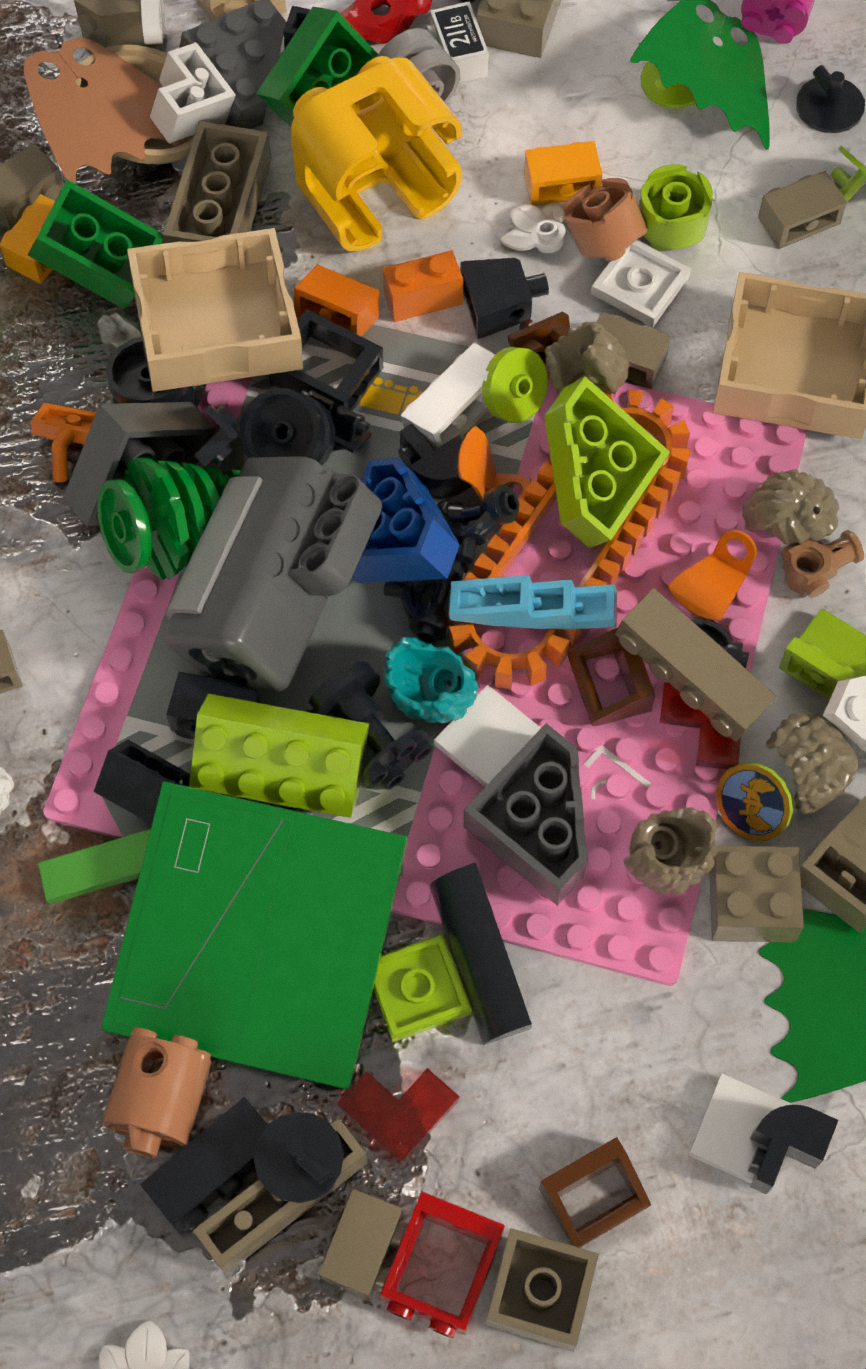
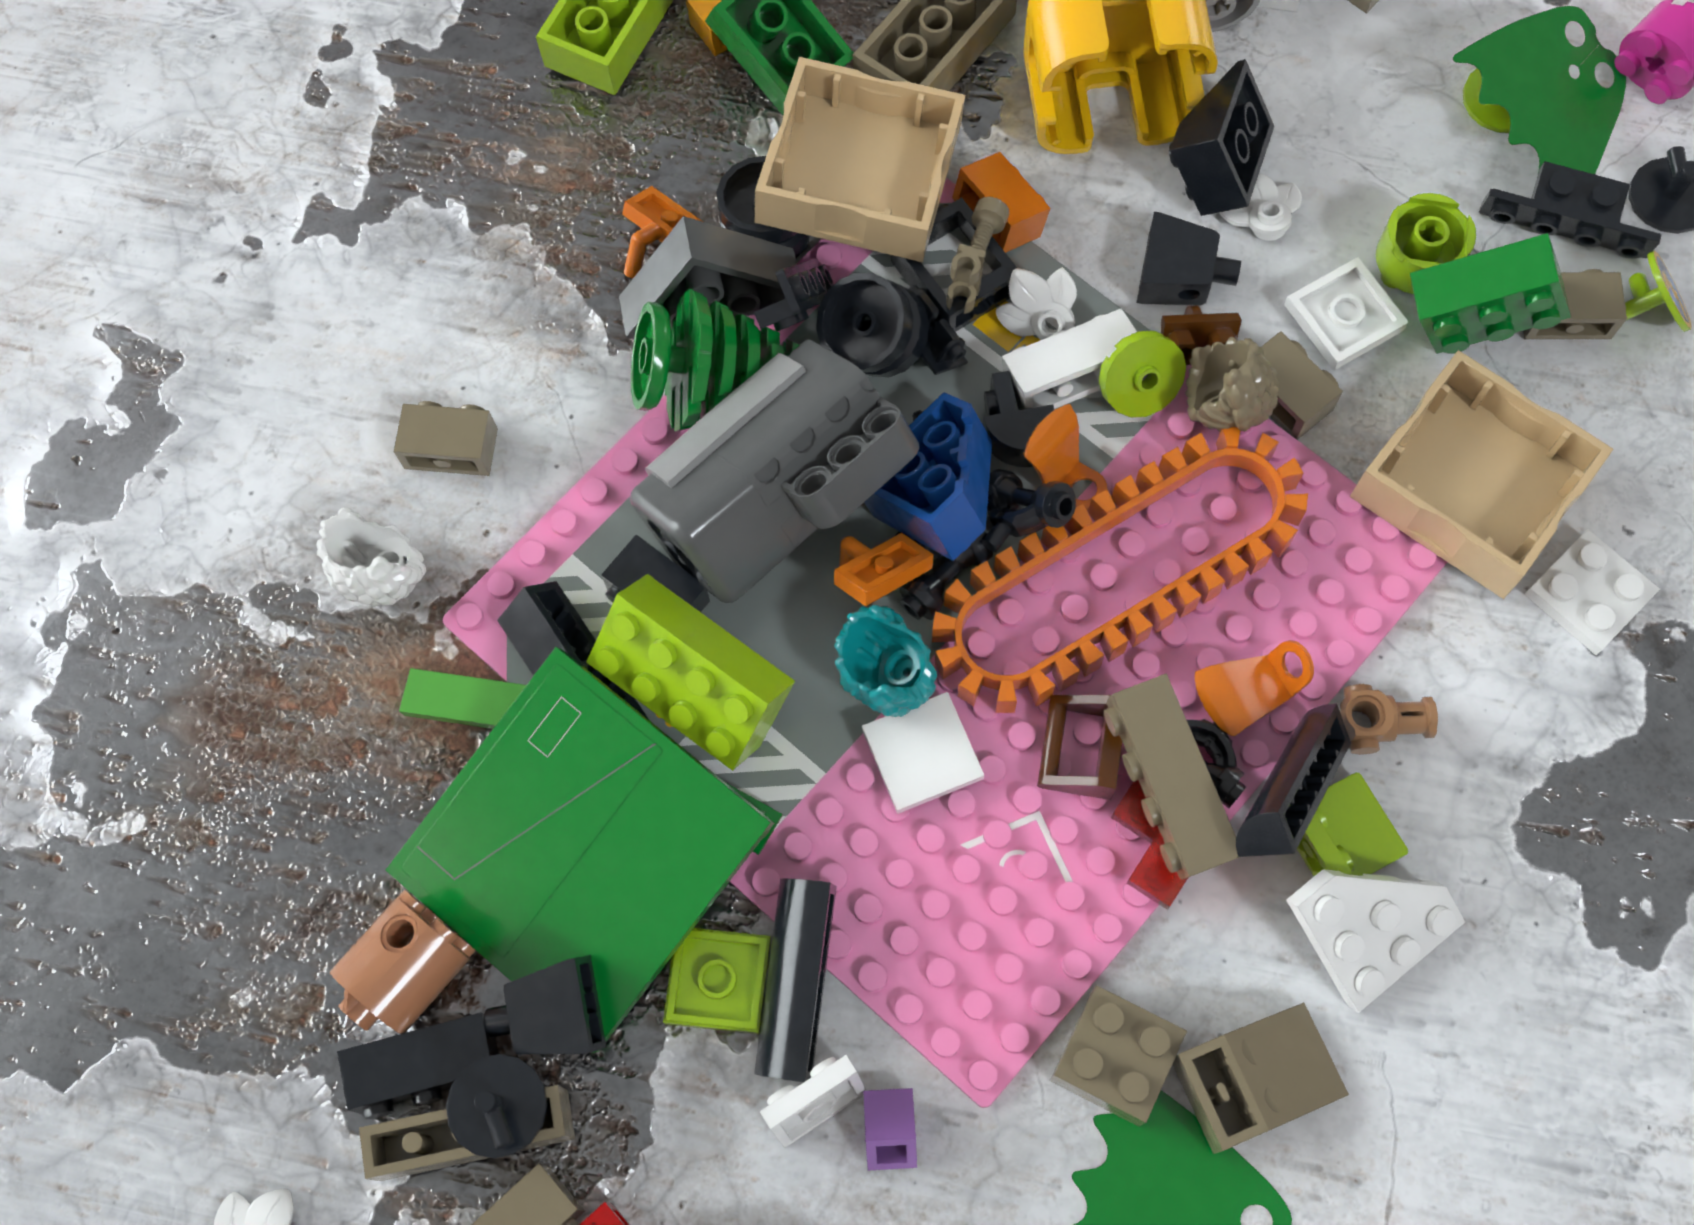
camera: 30 degrees right, 5 degrees up
(299, 1068) = (551, 1011): none -> black torso
(339, 315) = (968, 265): none -> dark tan bar
(351, 699) = (793, 649): black piece -> none
(389, 614) = (876, 572): none -> orange plate
(401, 1123) = (631, 1114): clear red plate -> none
(404, 364) = (1036, 300): none -> white plate
(423, 286) = (1103, 221): orange brick -> none
(487, 192) = (1223, 143): none -> black slope
(536, 815) = (923, 859): dark grey brick -> none
(538, 605) = (1034, 629): medium azure slope -> none
(540, 1044) = (799, 1110): none -> white plate
(561, 171) = (1321, 155): light orange brick -> none
(597, 461) = (1184, 501): lime brick -> none
(604, 219) = (1337, 227): nougat brick -> none
(612, 1032) = (890, 1129): none -> medium lavender brick
(682, 852) = (1053, 979): dark tan hair -> none
(744, 221) = (1491, 295): none -> green brick
(754, 801) = (1168, 954): shield -> none
(768, 138) = (1574, 207): none -> black bracket
(786, 630) = (1295, 785): none -> black brick
(792, 508) = (1379, 646): dark tan hair -> none
(817, 758) = (1257, 940): dark tan hair -> none

